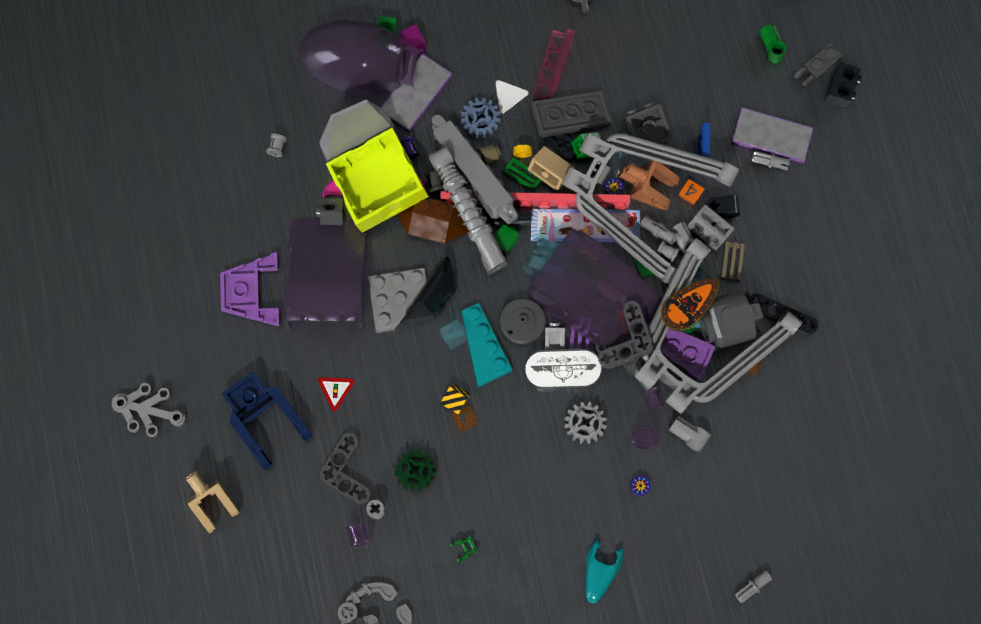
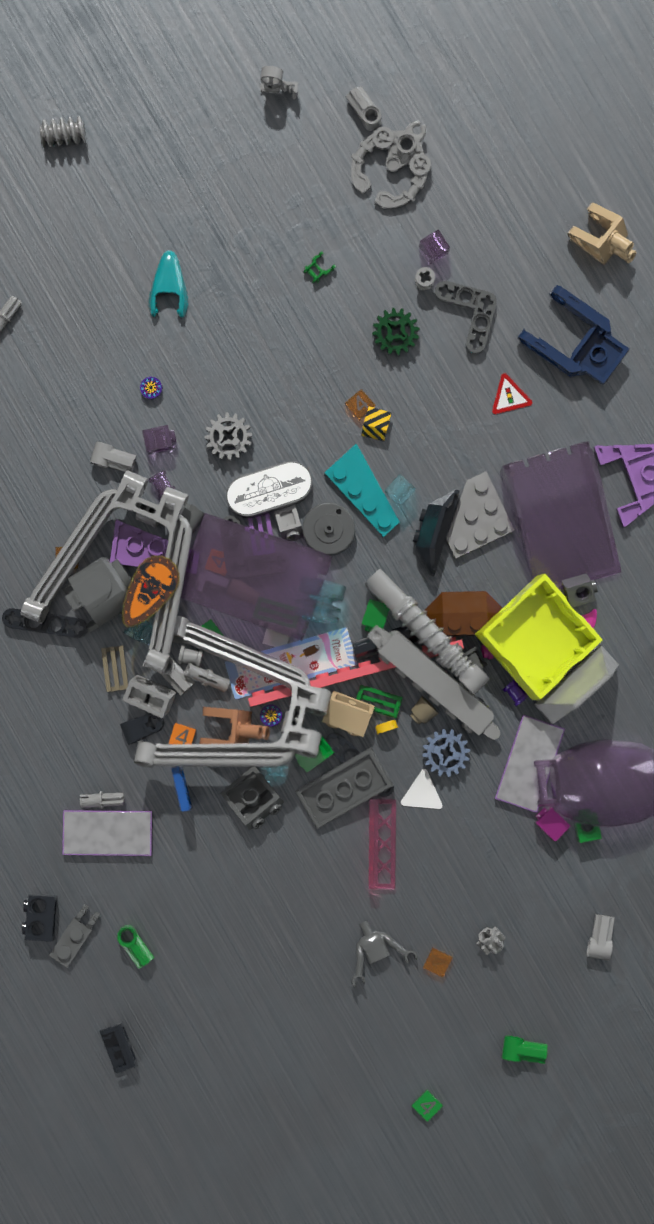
camera: 165 degrees right, 10 degrees up
(634, 344) = (197, 528): dark grey beam -> none

